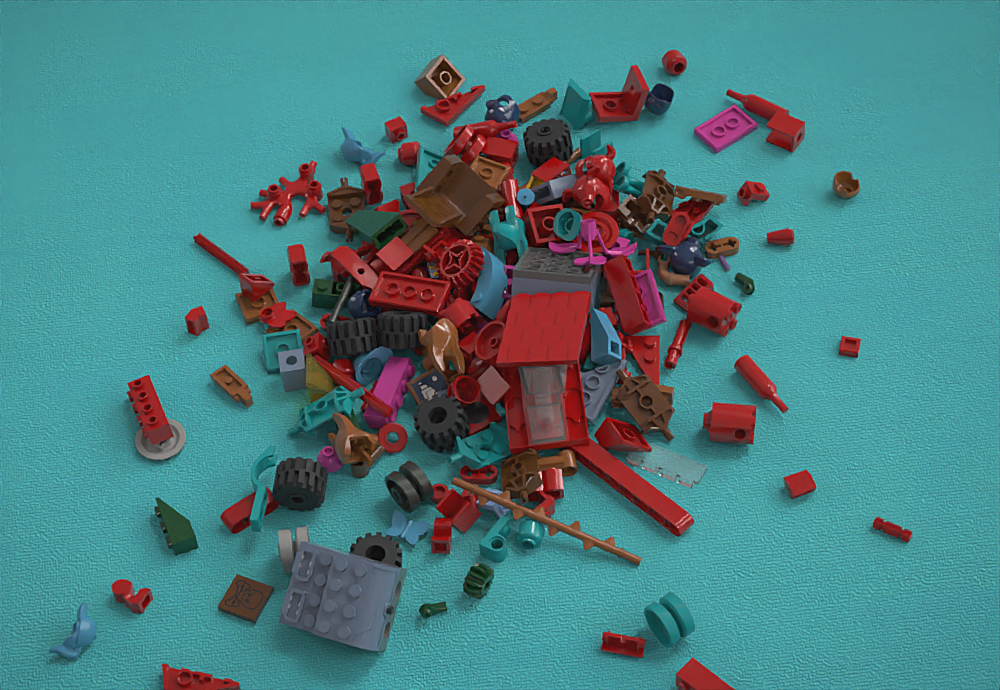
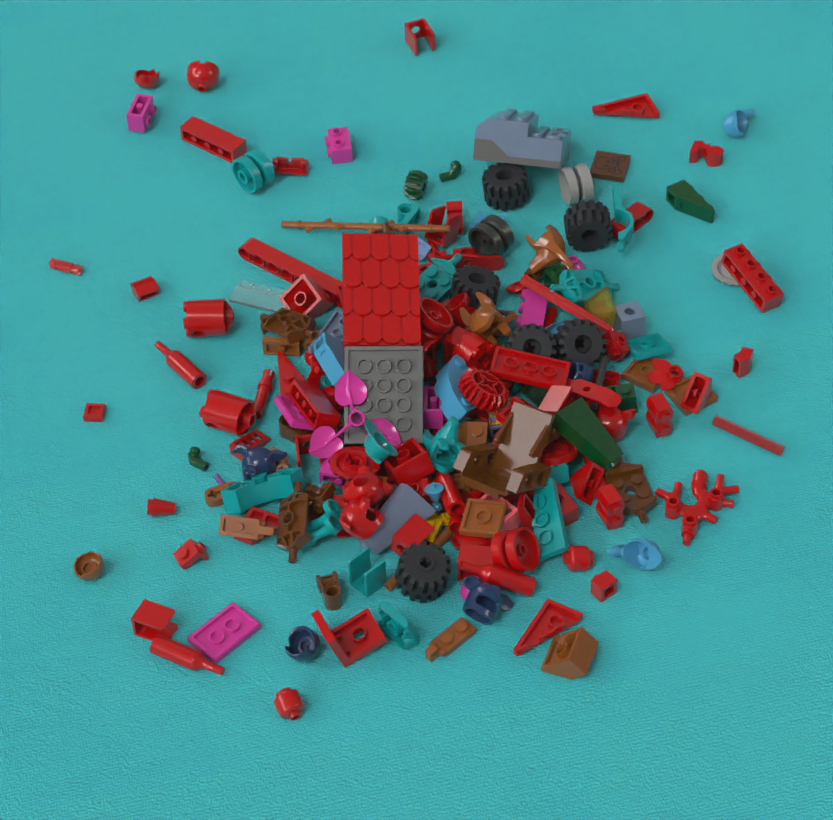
camera: 170 degrees right, 5 degrees down
(232, 385) = (685, 315): dark orange hinge -> none
(444, 474) = (491, 263): none -> red piece
(560, 666) = (339, 145): none -> dark pink brick
(630, 147) = (330, 590): none -> reddish brown piece
(677, 229) = (262, 469): red bracket -> none

